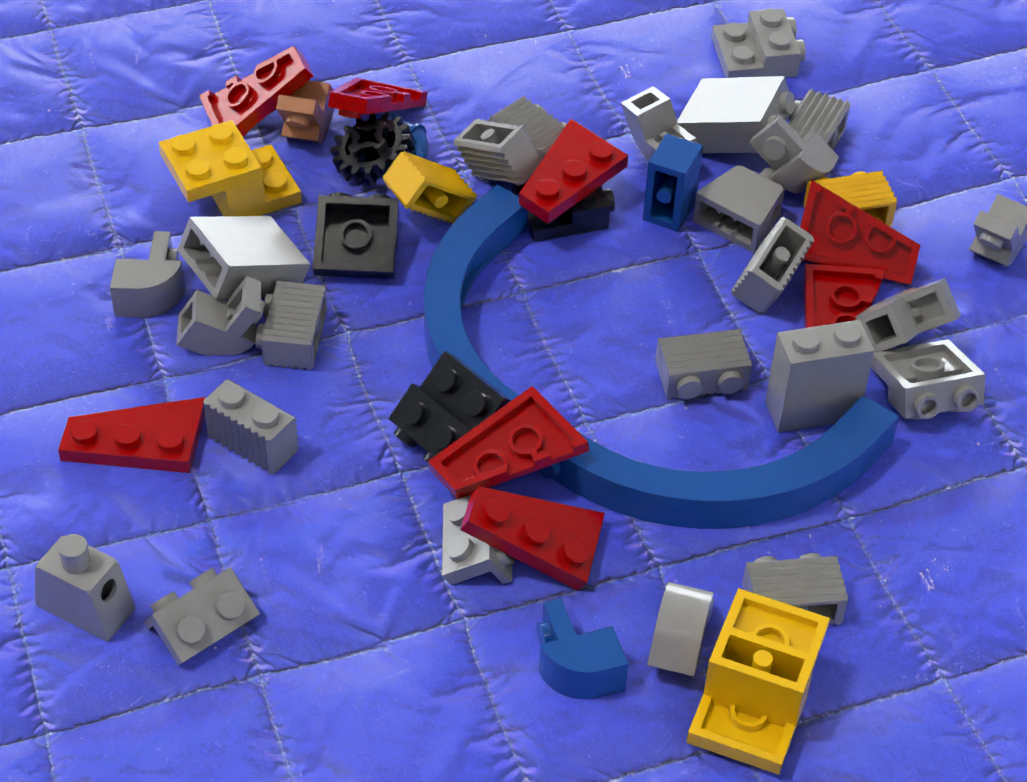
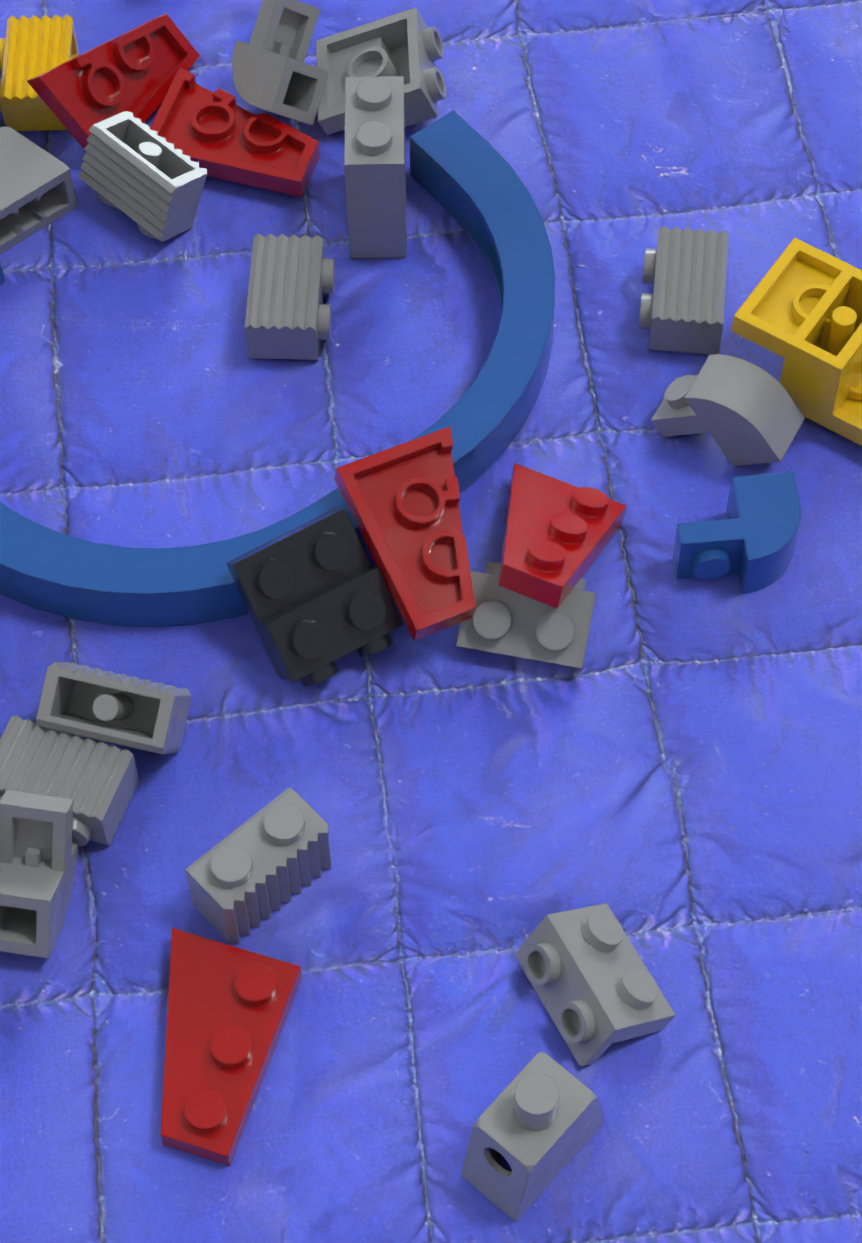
camera: 75 degrees left, 10 degrees up
(345, 332) = (113, 707): none -> light grey brick

